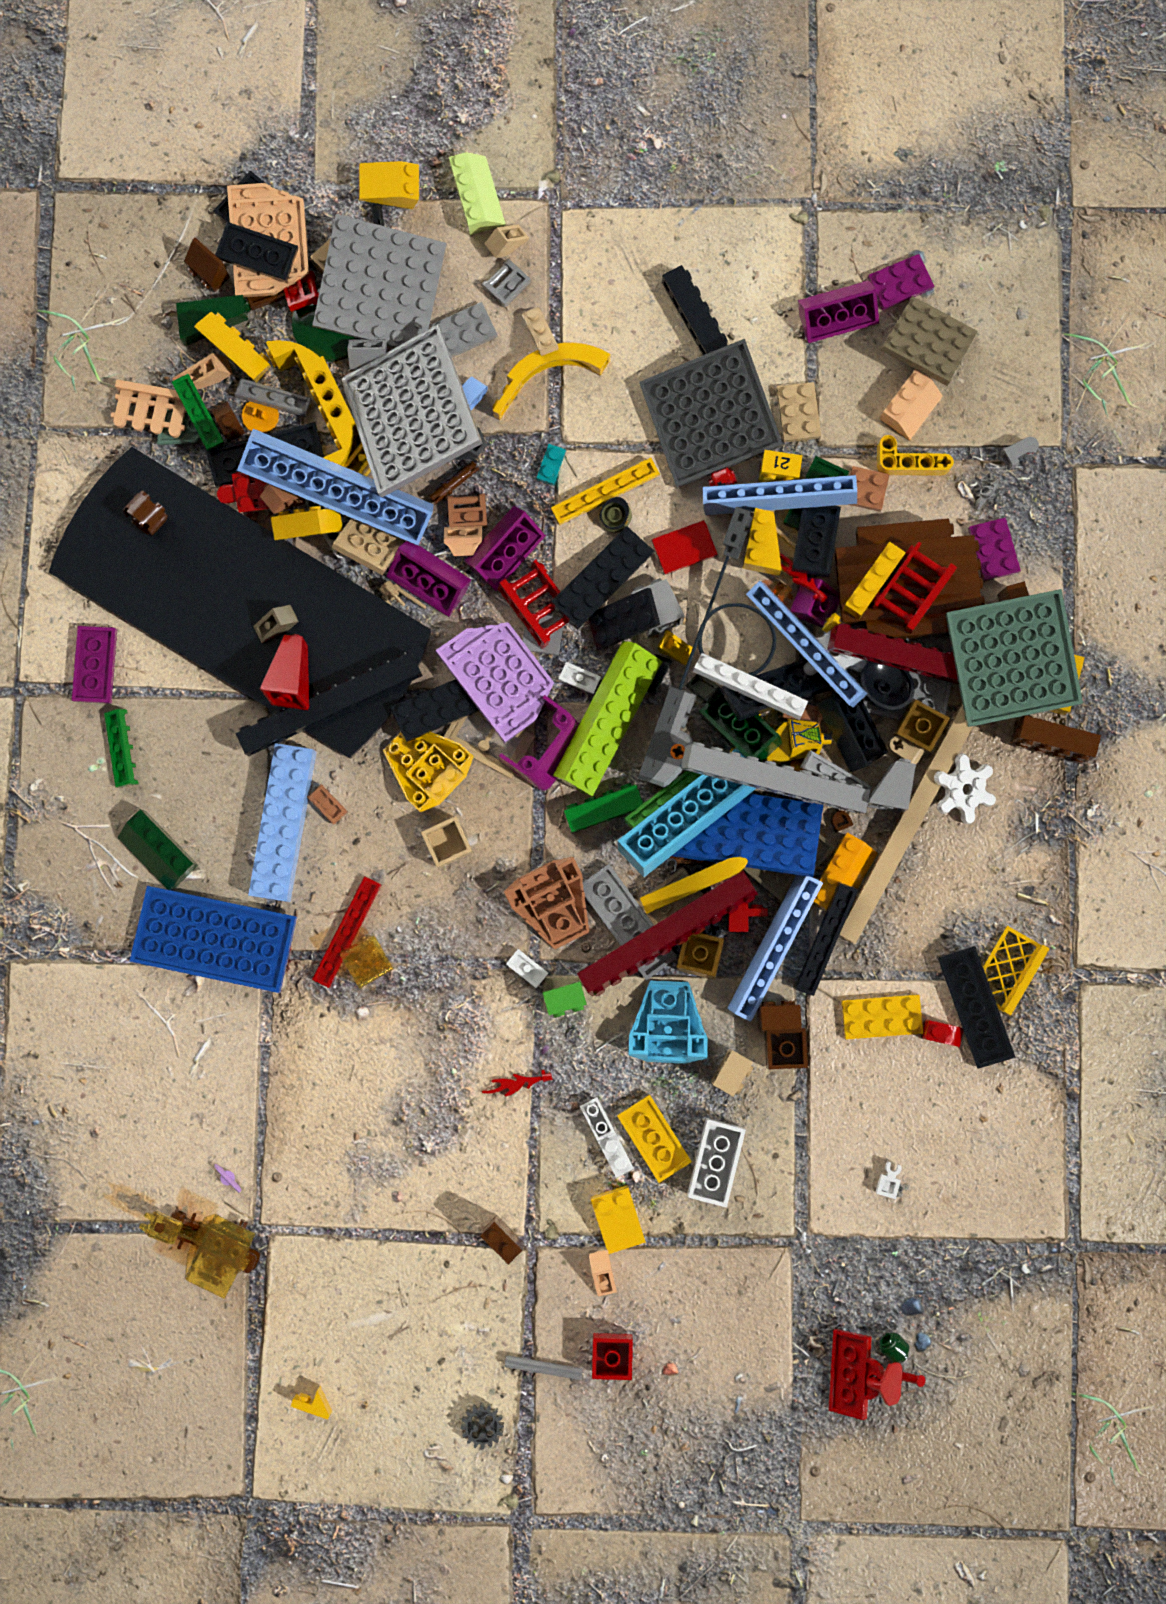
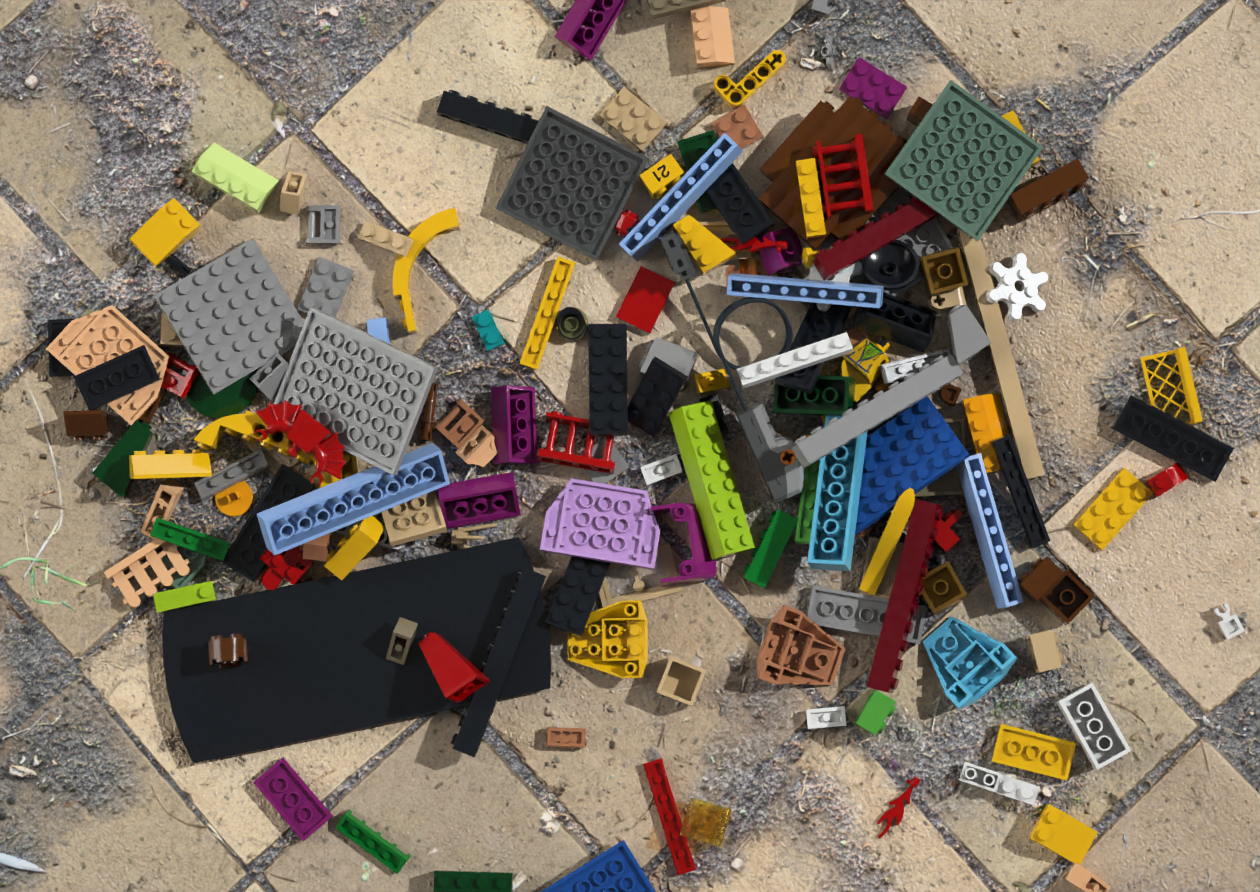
camera: 40 degrees left, 0 degrees up
(156, 450) = (184, 596): none -> lime slope
(227, 421) = (214, 524): reddish brown slope -> none
(282, 822) = (546, 782): light blue brick -> none
(346, 411) = (306, 435): none -> red torso
(703, 688) = (760, 392): pearl dark grey tile -> none

